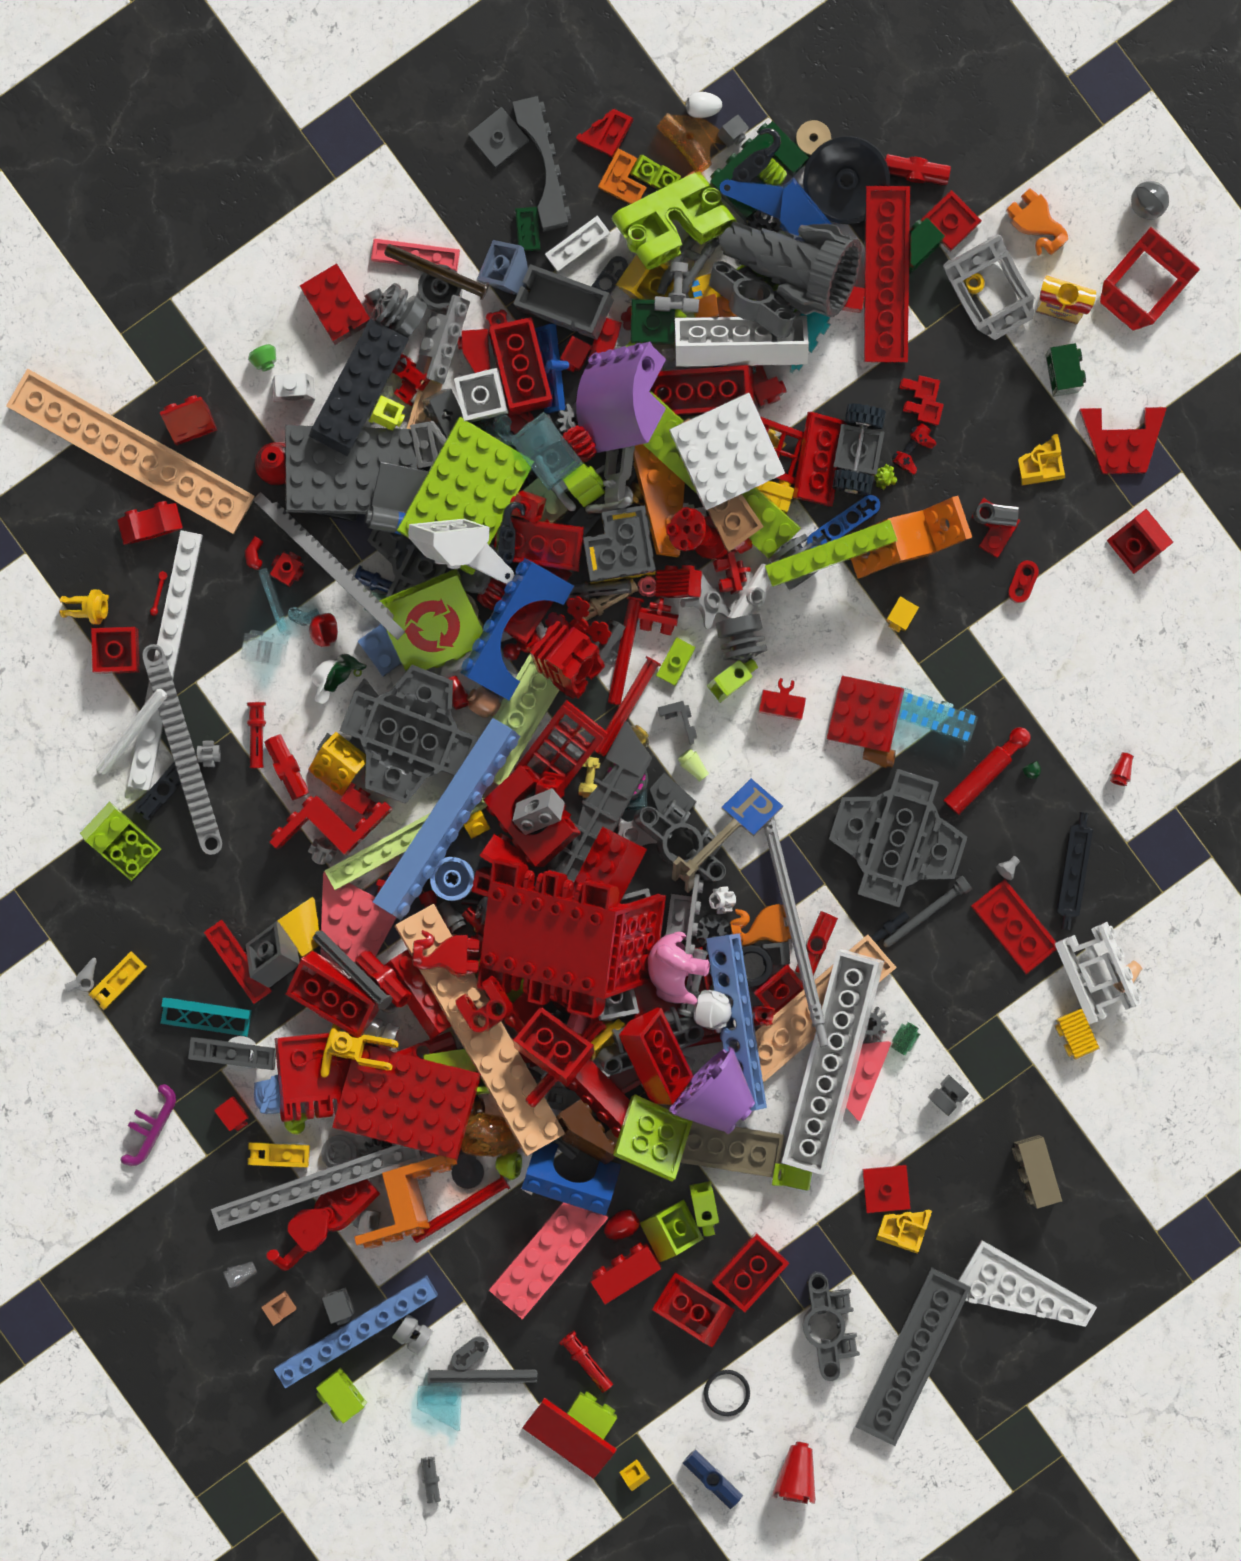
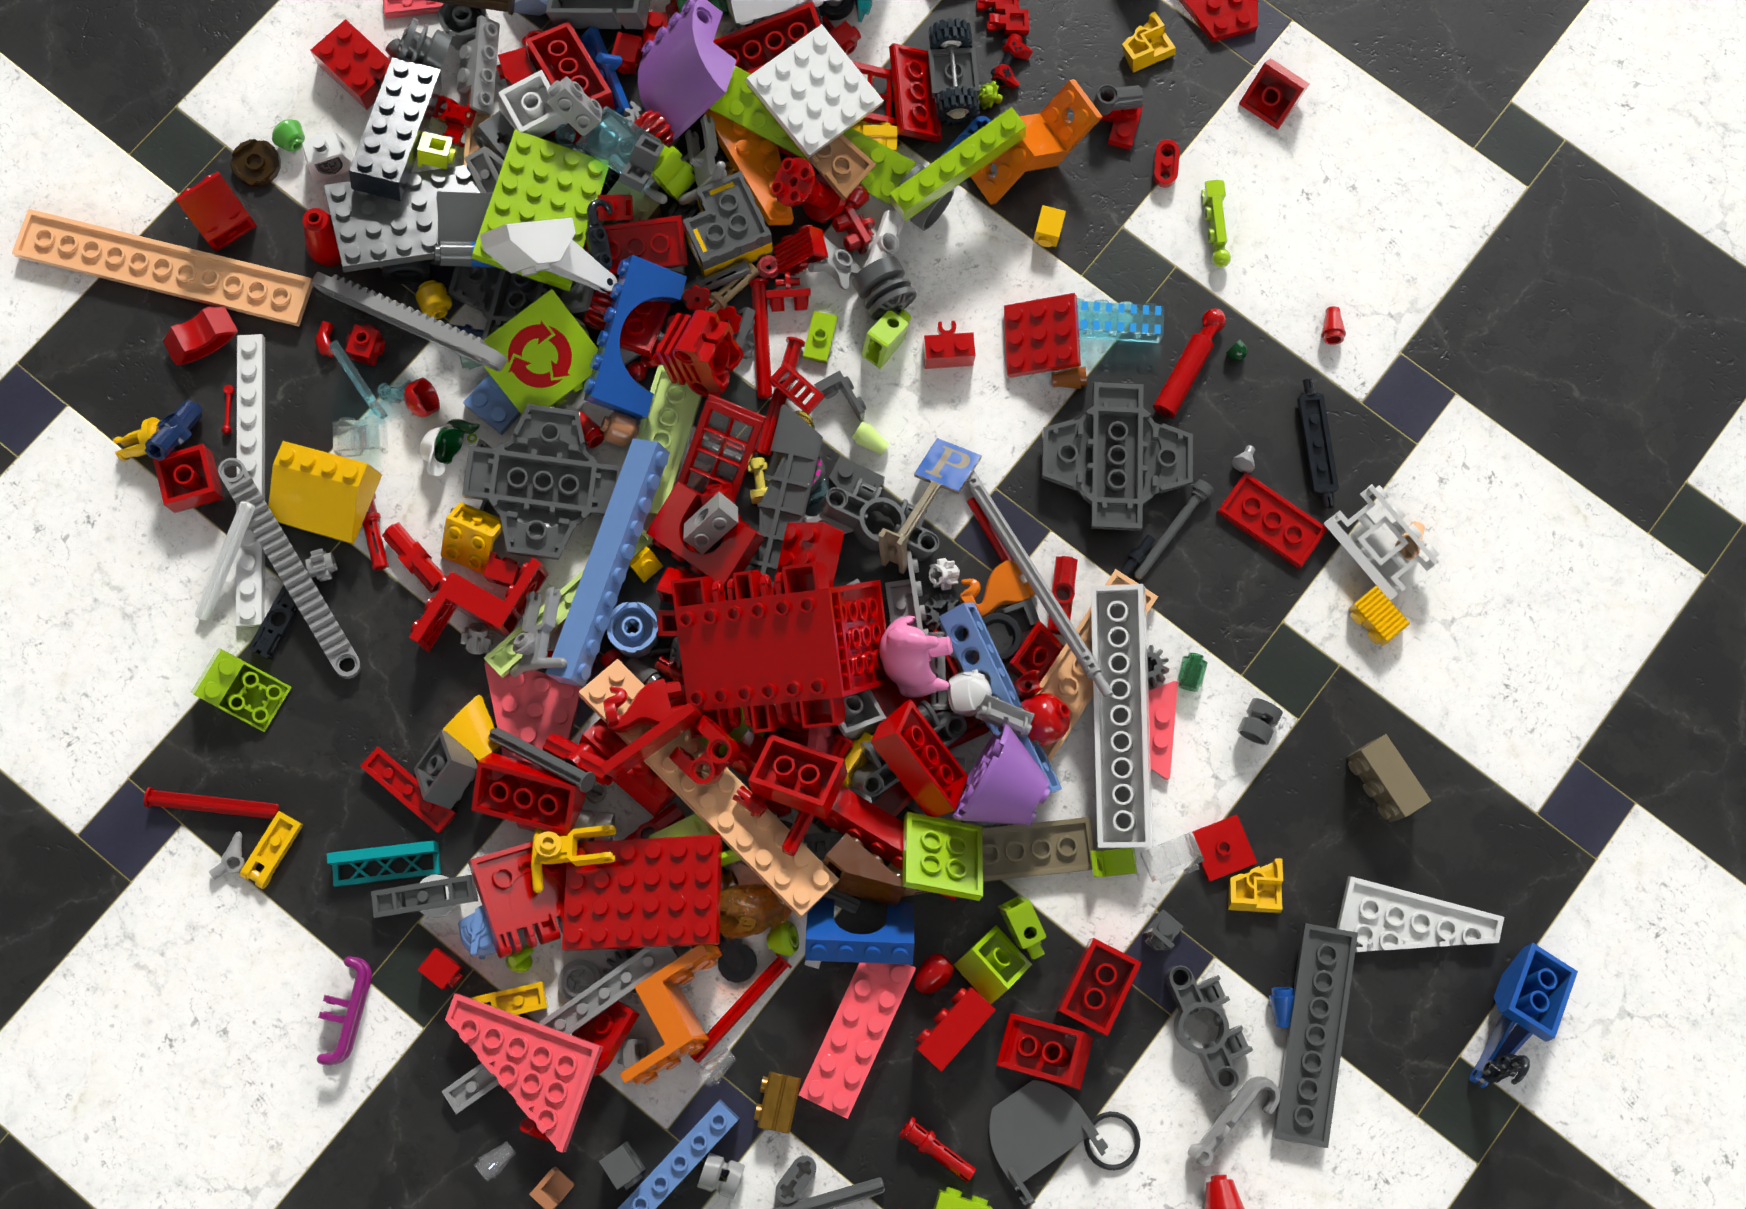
camera: 20 degrees left, 10 degrees down
(77, 930) = (209, 804): none -> red axle
(113, 607) = (173, 430): none -> dark blue piece
(222, 693) = (321, 491): none -> yellow slope
(228, 371) = (255, 162): none -> dark brown tile
(291, 1211) = (535, 1063): none -> coral wing
(353, 541) = (433, 299): none -> yellow head
(369, 873) = (535, 640): none -> light grey piece
(429, 1250) = (715, 1068): none -> clear cone
(445, 986) = (651, 741): none -> red tile
(472, 1290) = (778, 1102): none -> pearl gold brick
(510, 1054) = (750, 802): none -> red pin
(516, 411) = (574, 105): none -> light grey brick
(560, 481) = (641, 163): none -> dark grey slope
(643, 696) = (783, 379): none -> red slope
(669, 1367) = (1036, 1129): none -> dark grey piece
(735, 1039) = (999, 712): none -> light grey hinge
(768, 1047) = (1050, 718): none -> red cylinder
(771, 872) = (988, 530): none -> red bar
(816, 1242) = (1162, 931): none -> dark grey bracket
(828, 1399) = (1232, 1115): none -> light grey piece
(842, 1185) = (1172, 857): none -> clear brick
(894, 1325) = (1282, 1002): none -> blue cone
(1055, 622) = (1212, 200): none -> lime plate
(1092, 1379) = (1532, 997): none -> blue slope

